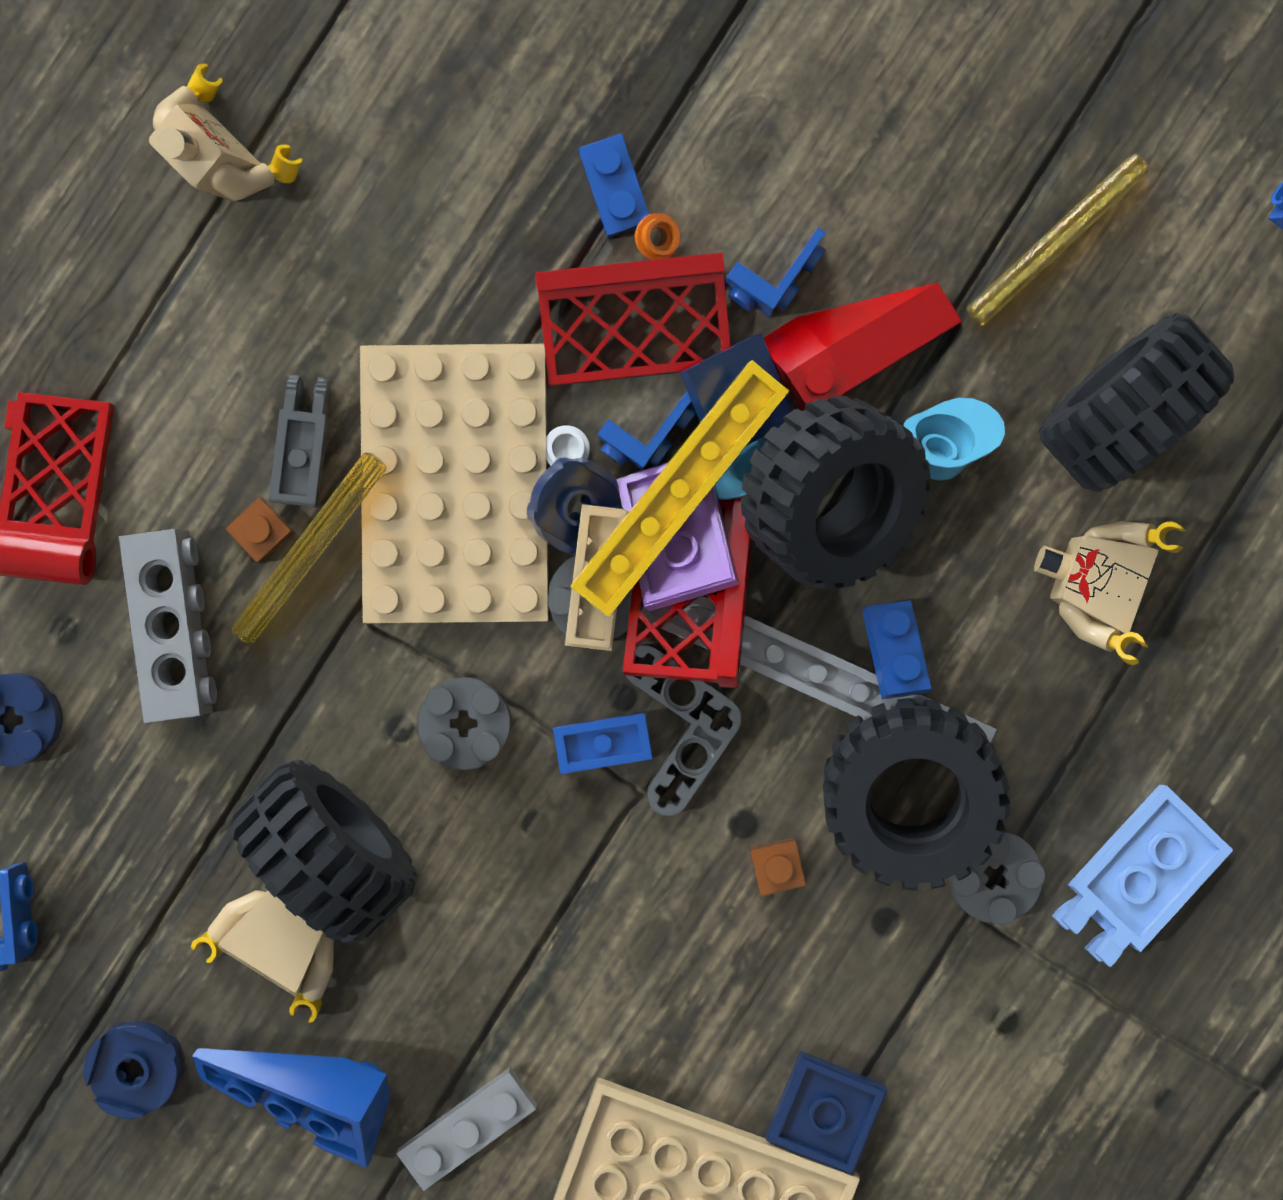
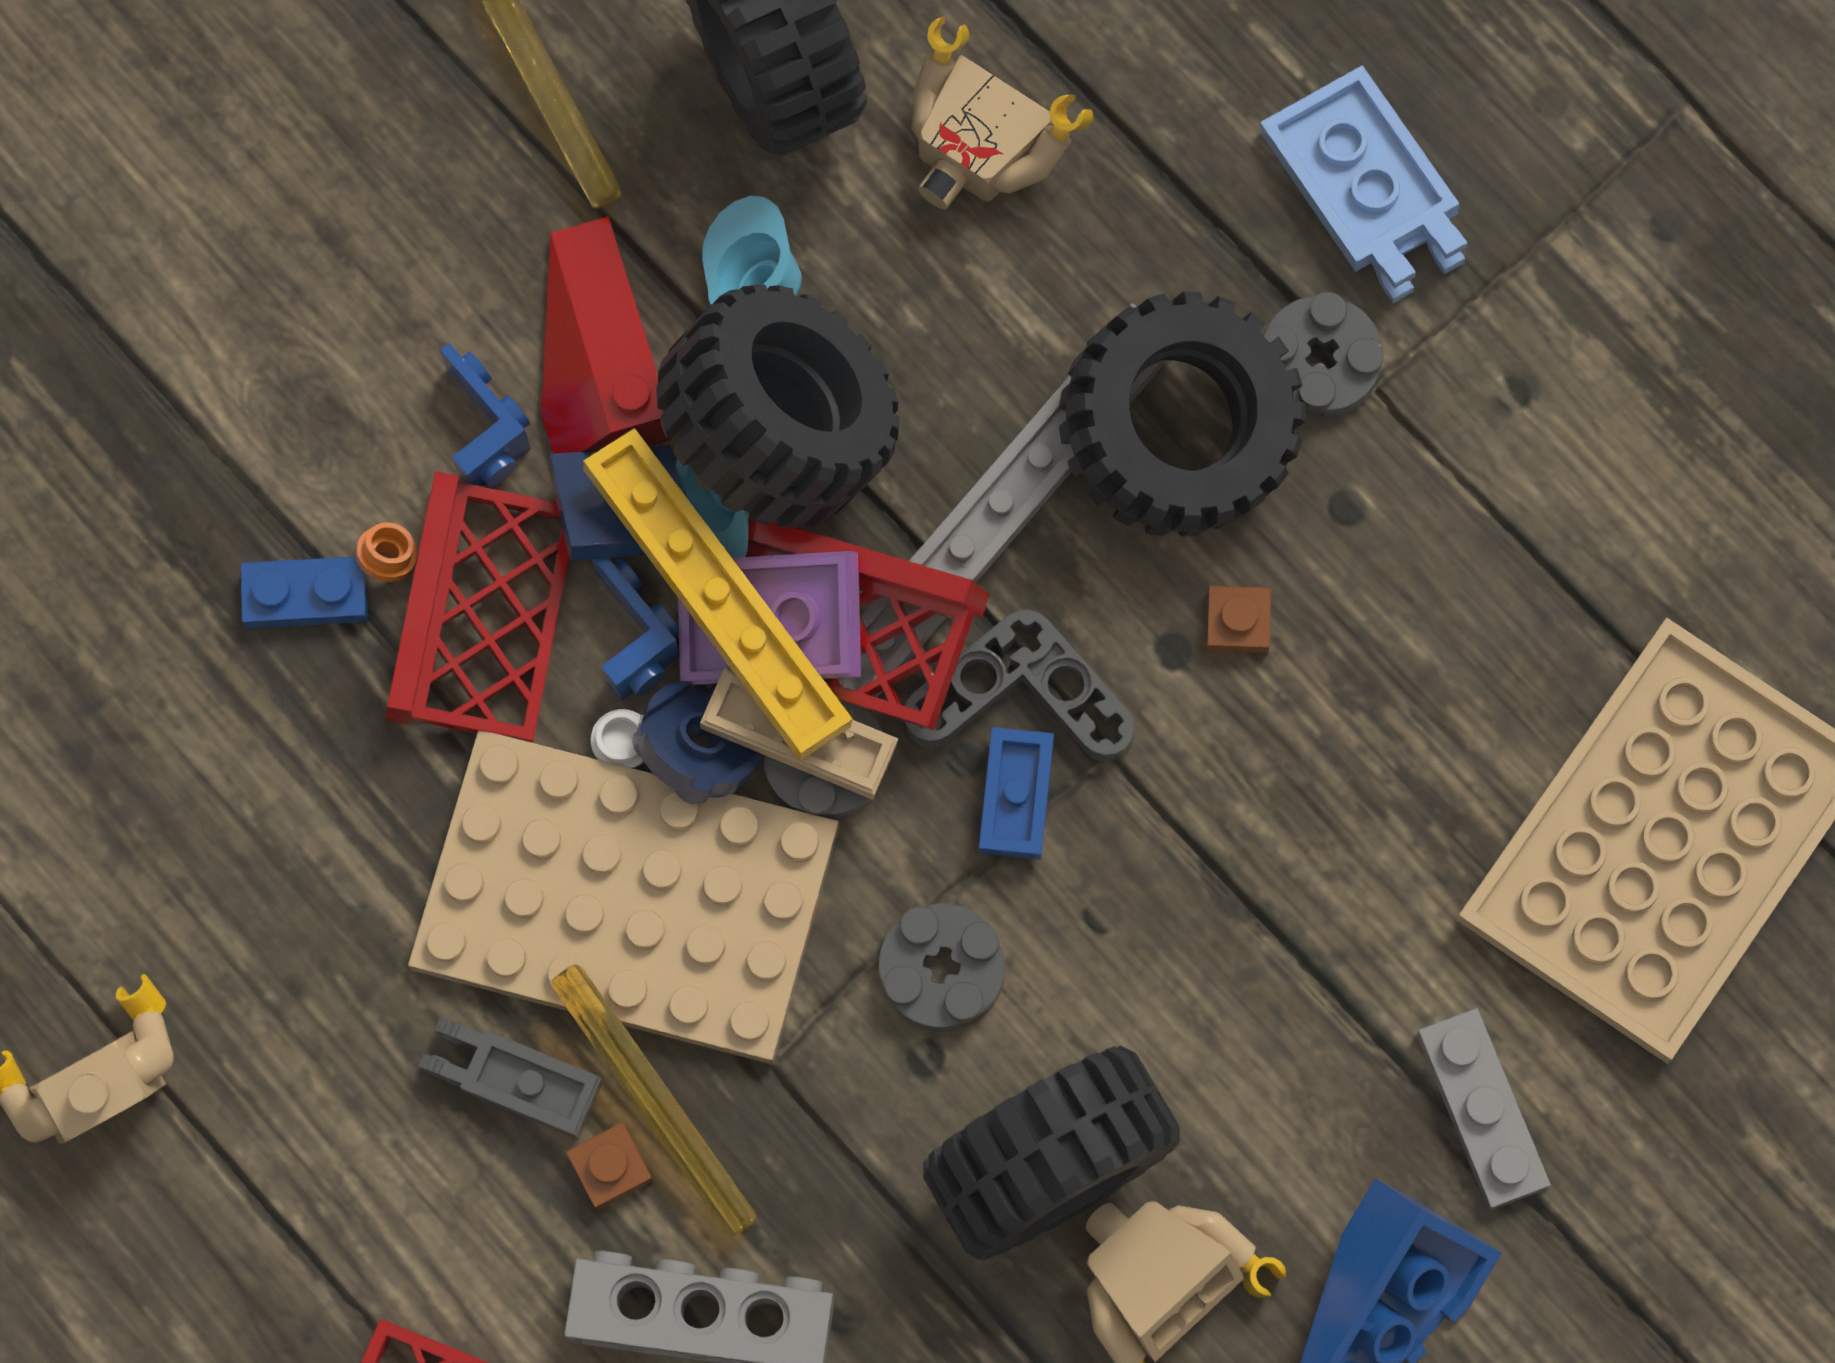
camera: 75 degrees left, 15 degrees down
(826, 1113) = (1573, 639): dark blue plate -> none
(896, 649) = (998, 397): blue plate -> none

